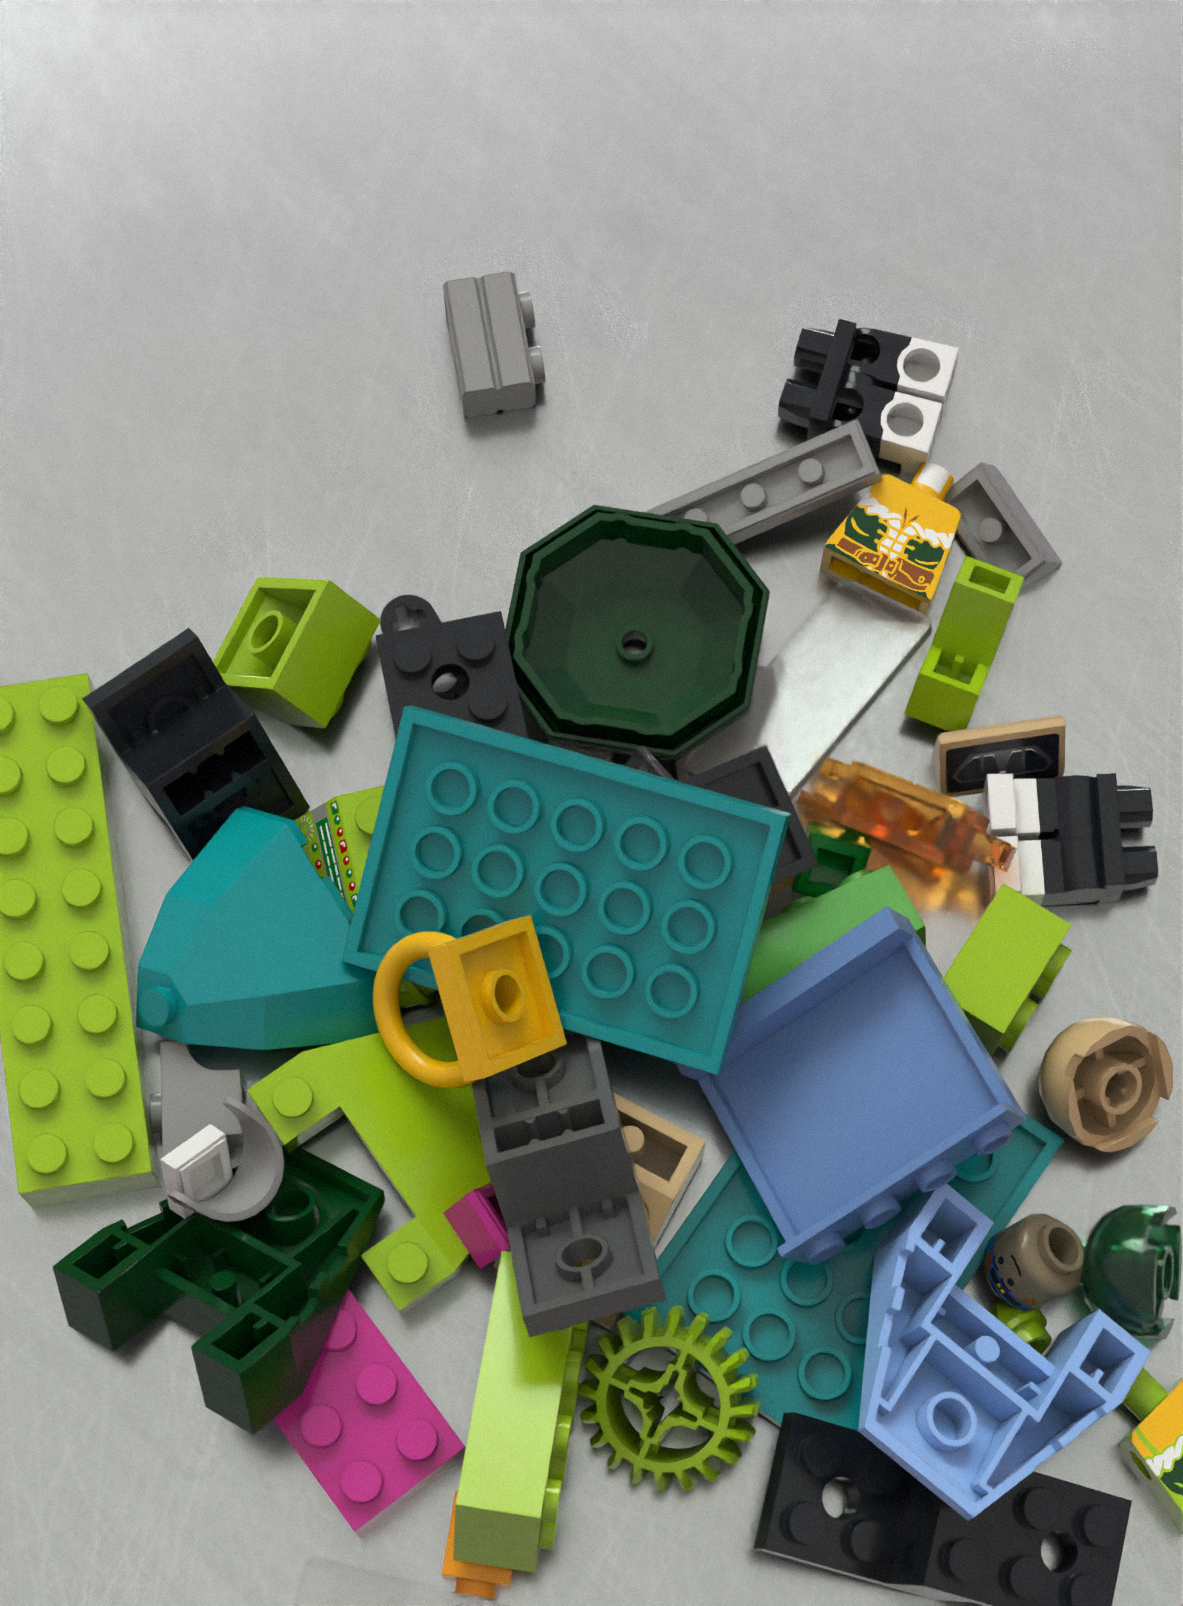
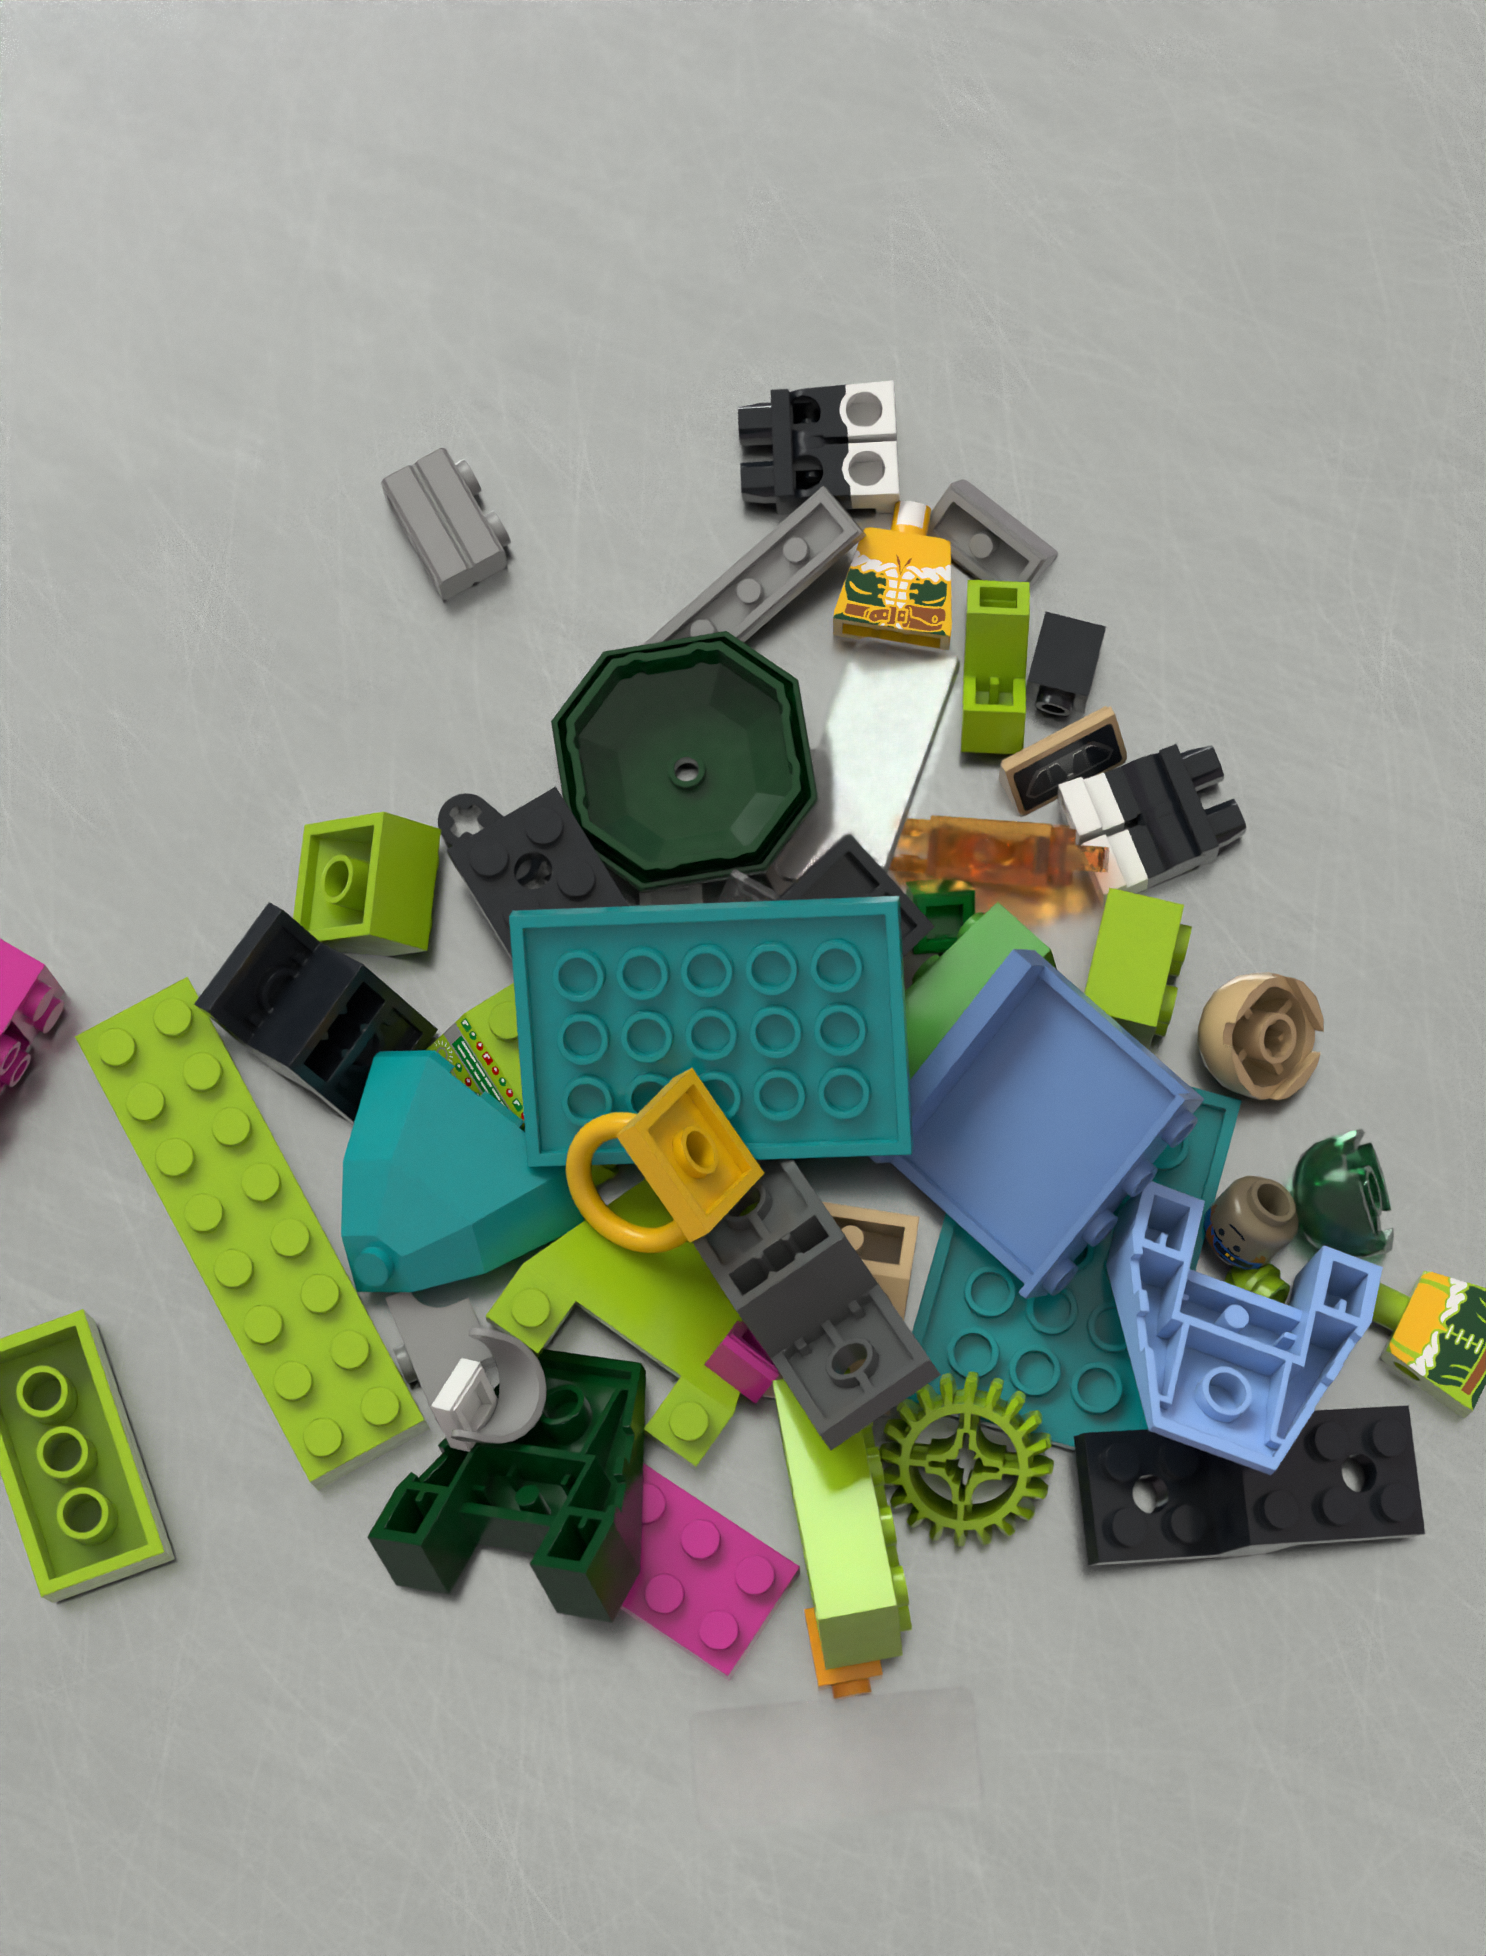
camera: 15 degrees left, 5 degrees up
(1032, 665) = (1064, 664): none -> black brick

